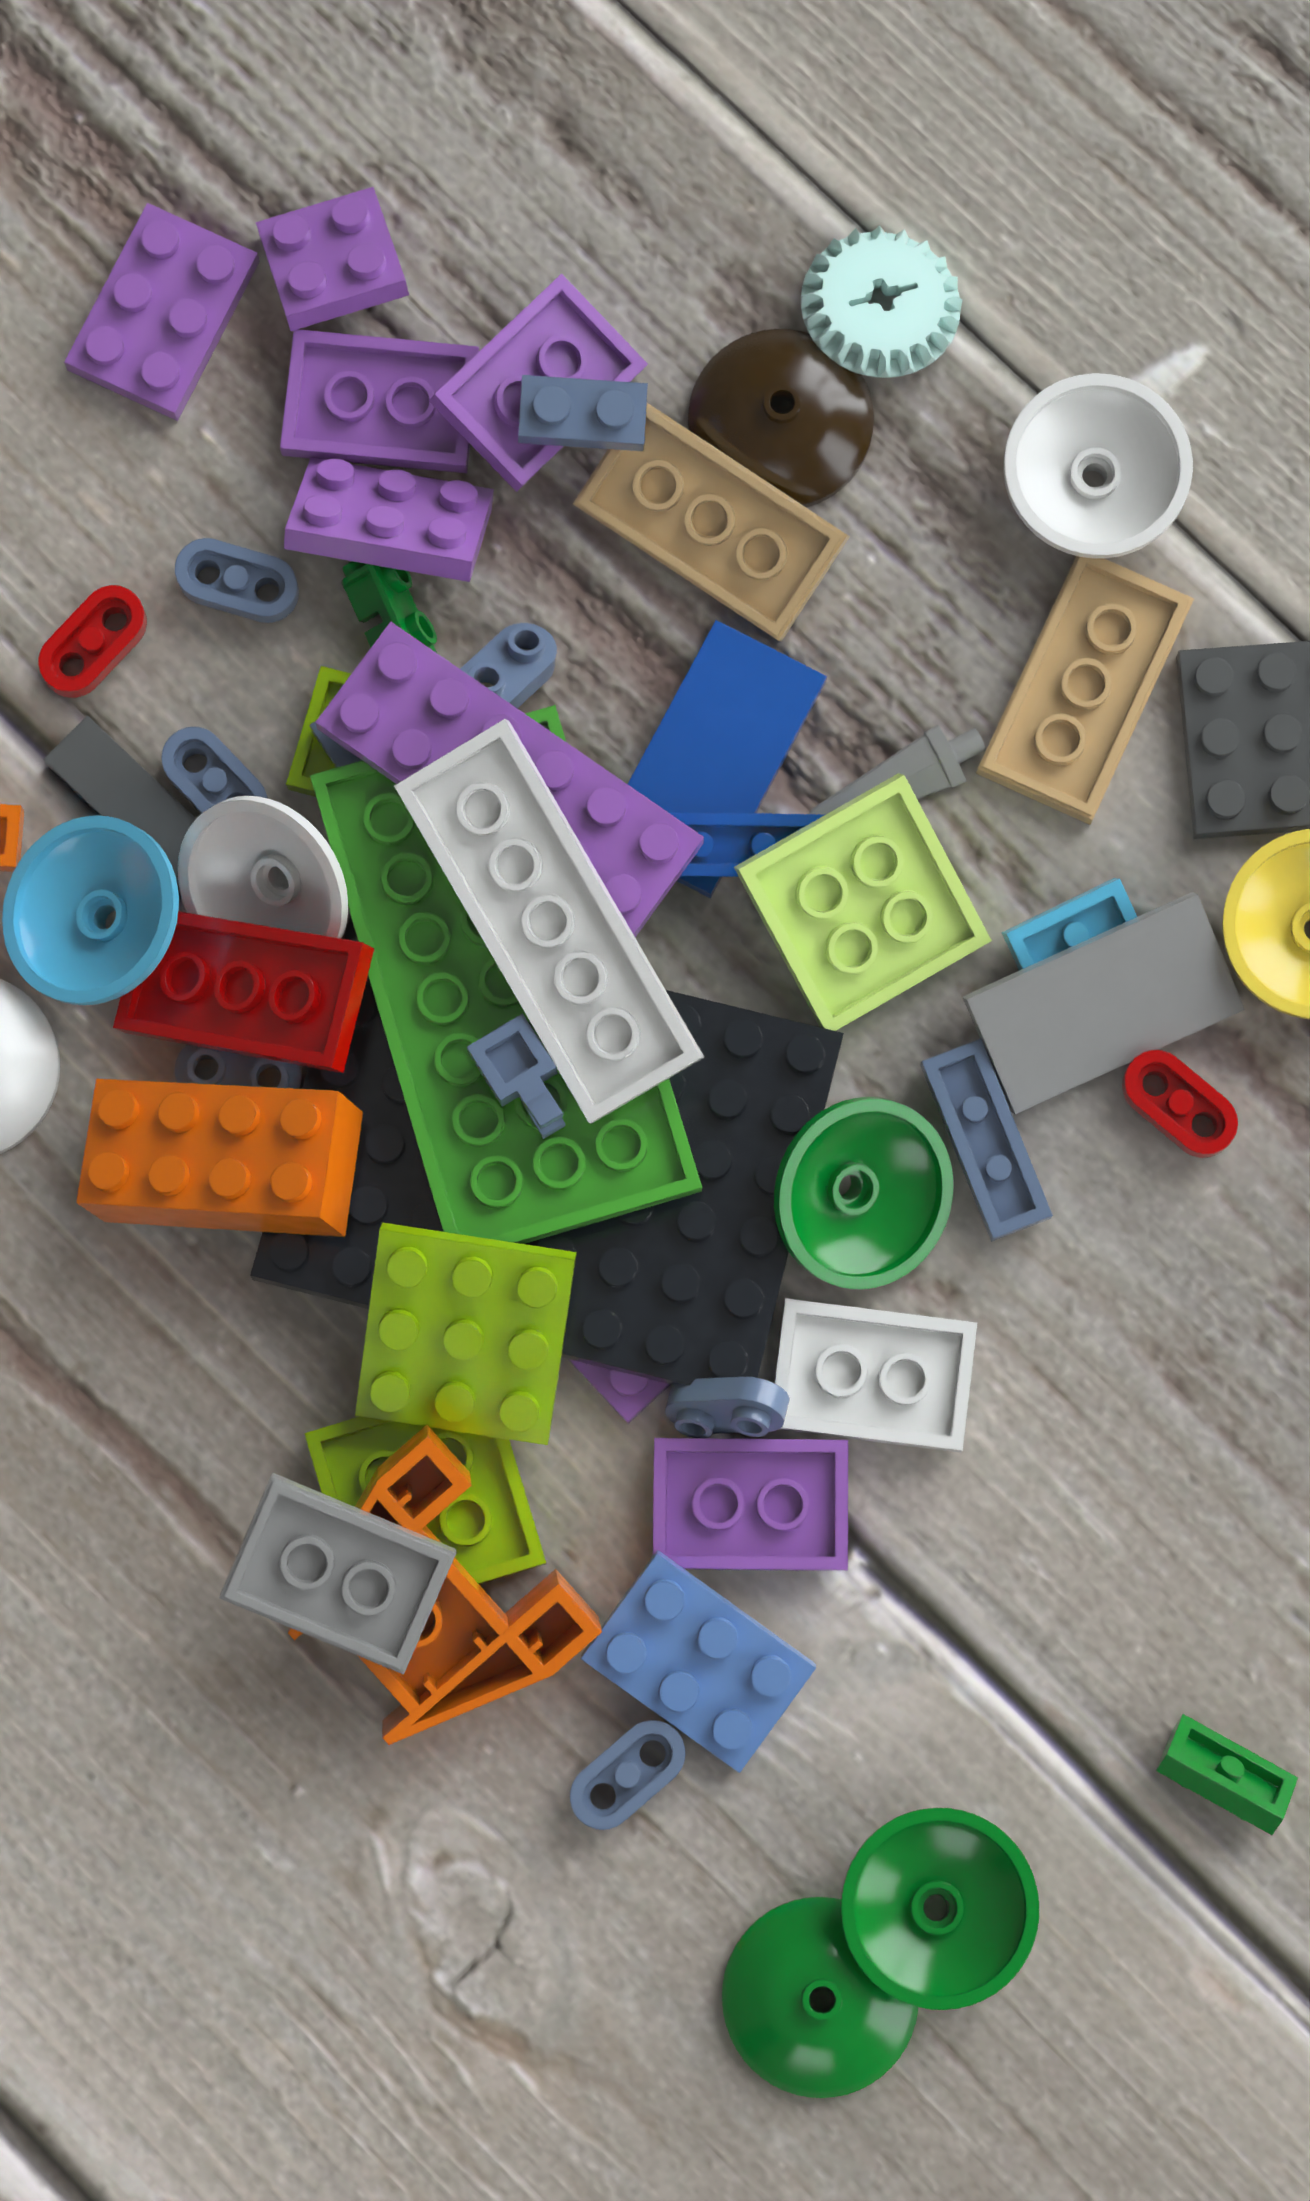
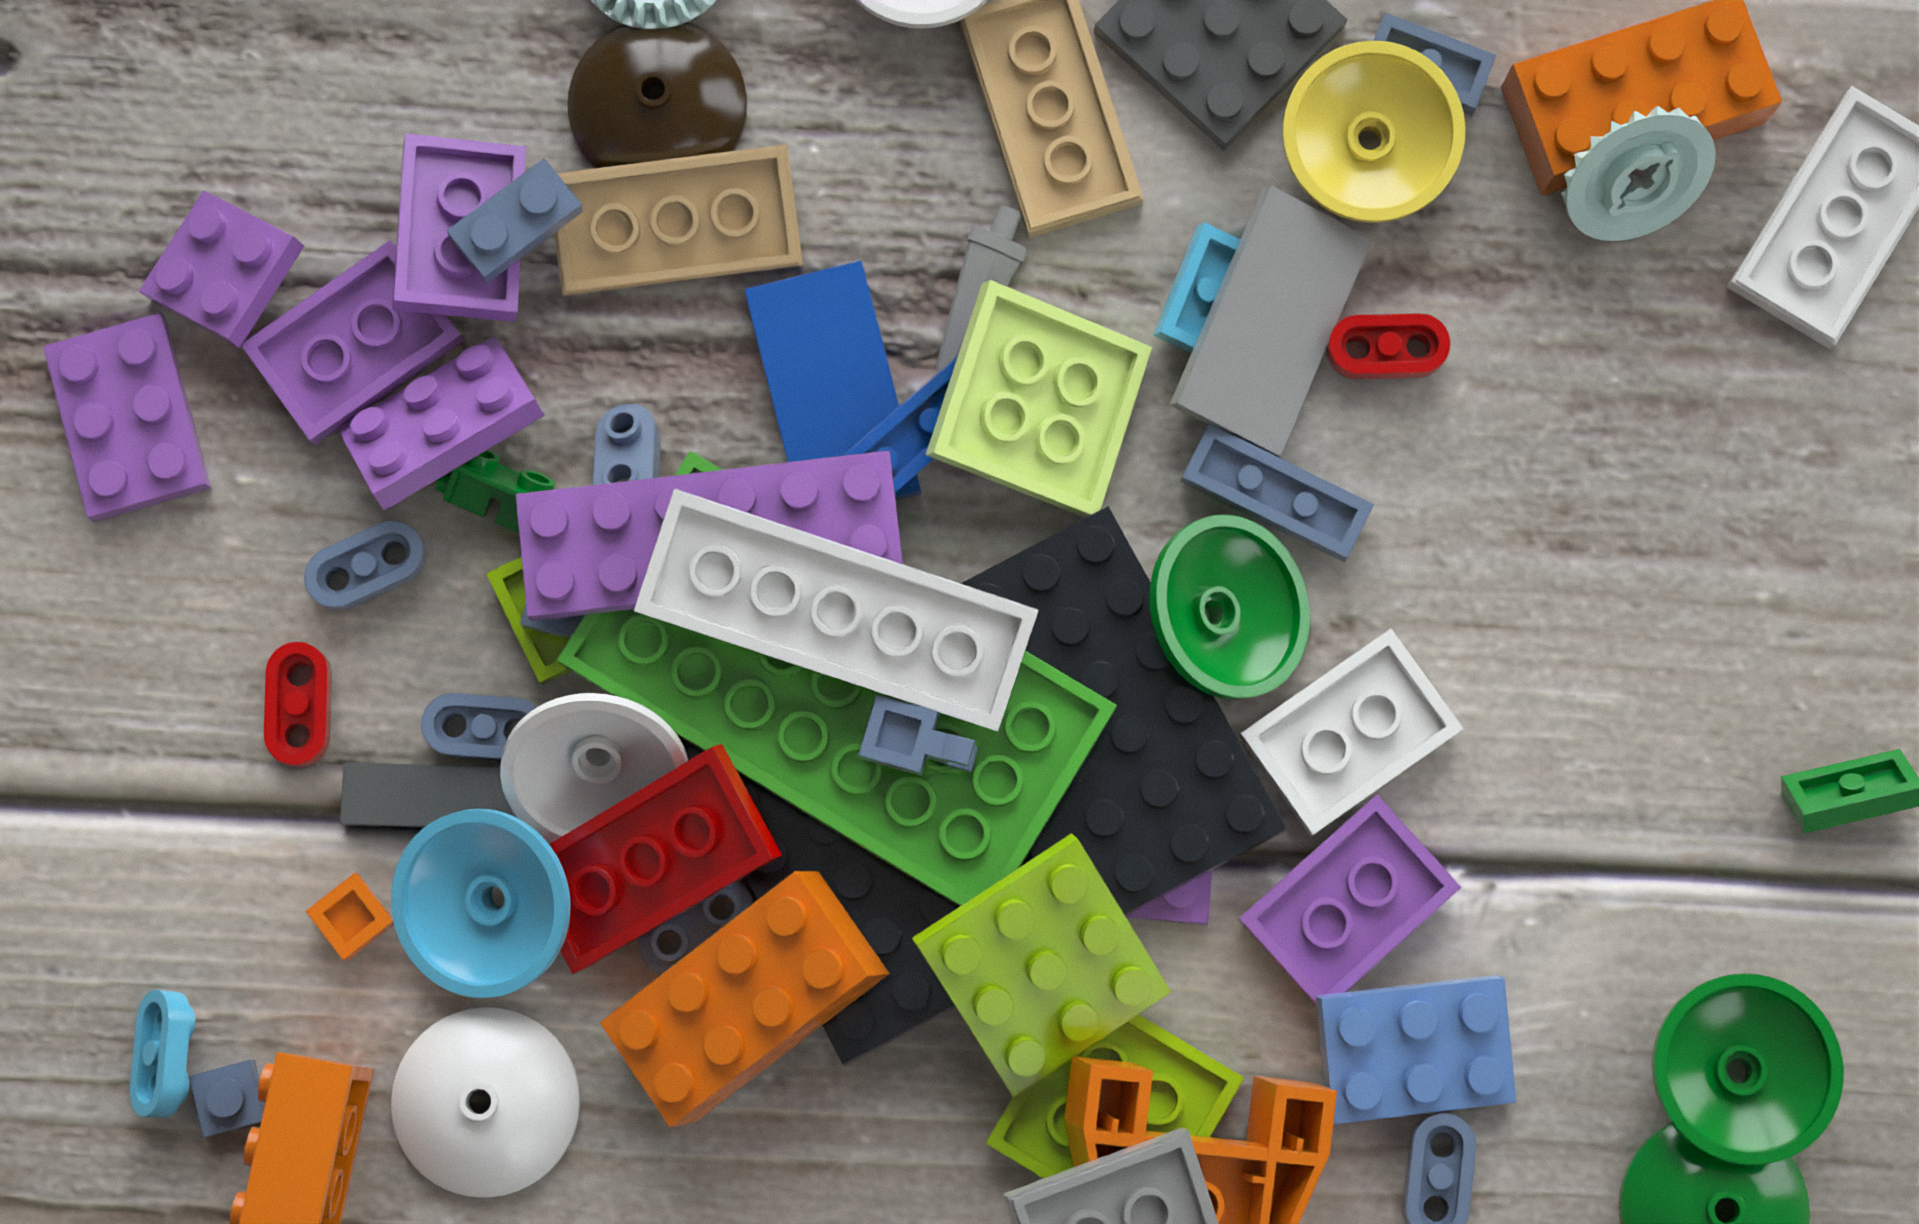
camera: 45 degrees left, 0 degrees up
(727, 1406) = (1271, 847): sand blue plate -> none

